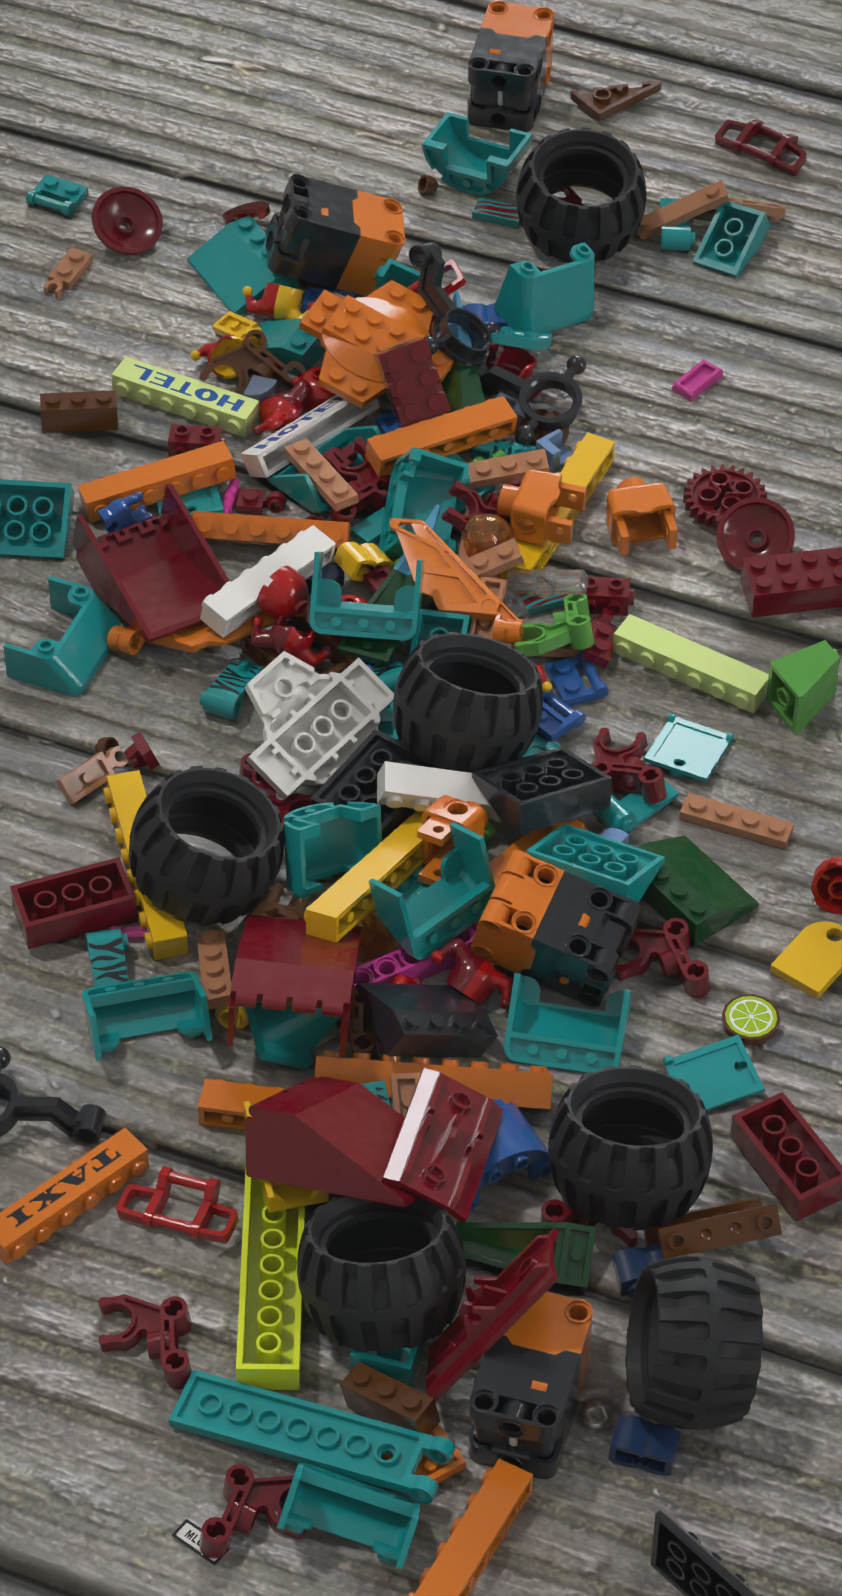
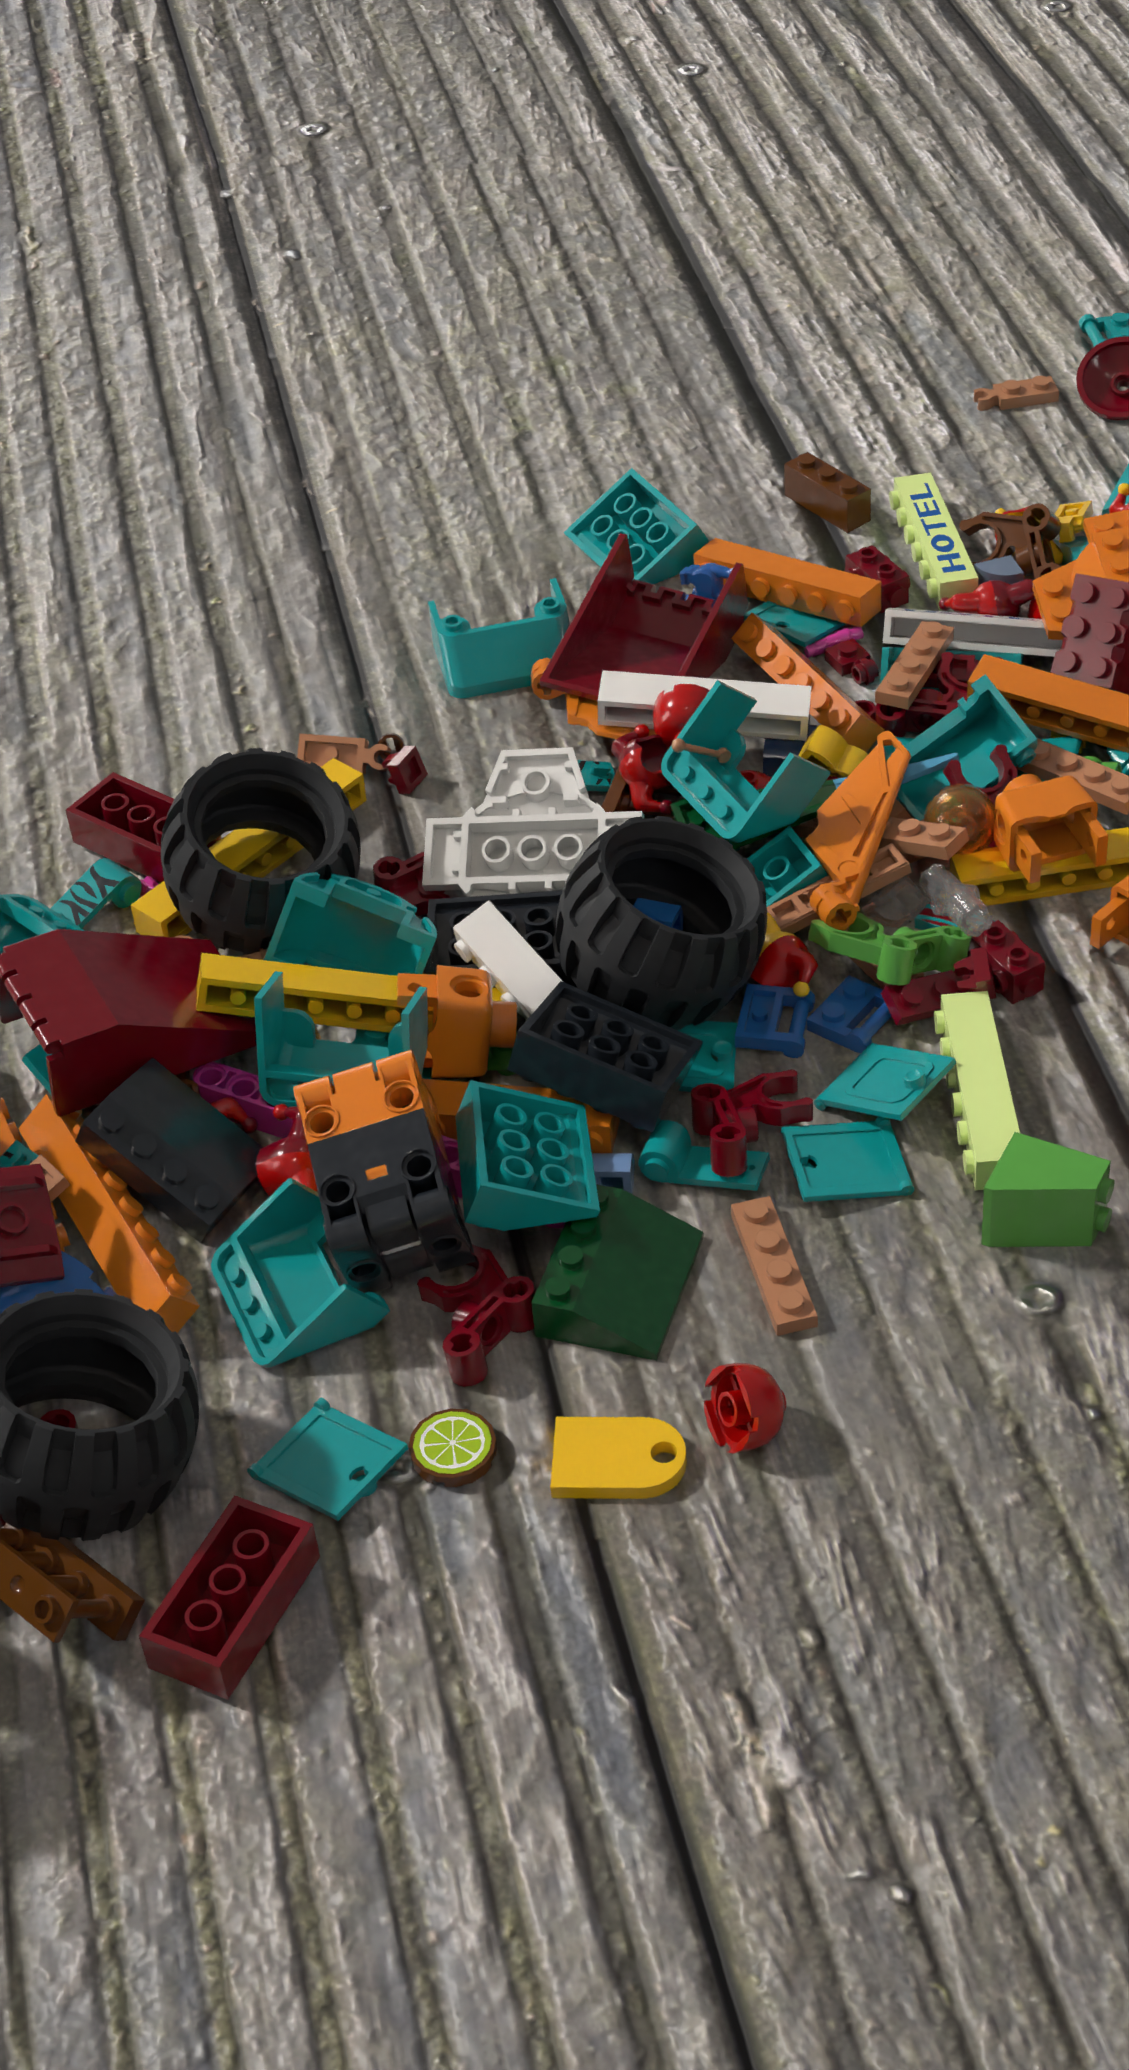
camera: 60 degrees right, 5 degrees down
(328, 606) = (722, 755): none -> nougat hinge
(617, 607) = (980, 973): none -> dark red tile
(648, 699) = (885, 1081): none -> teal container

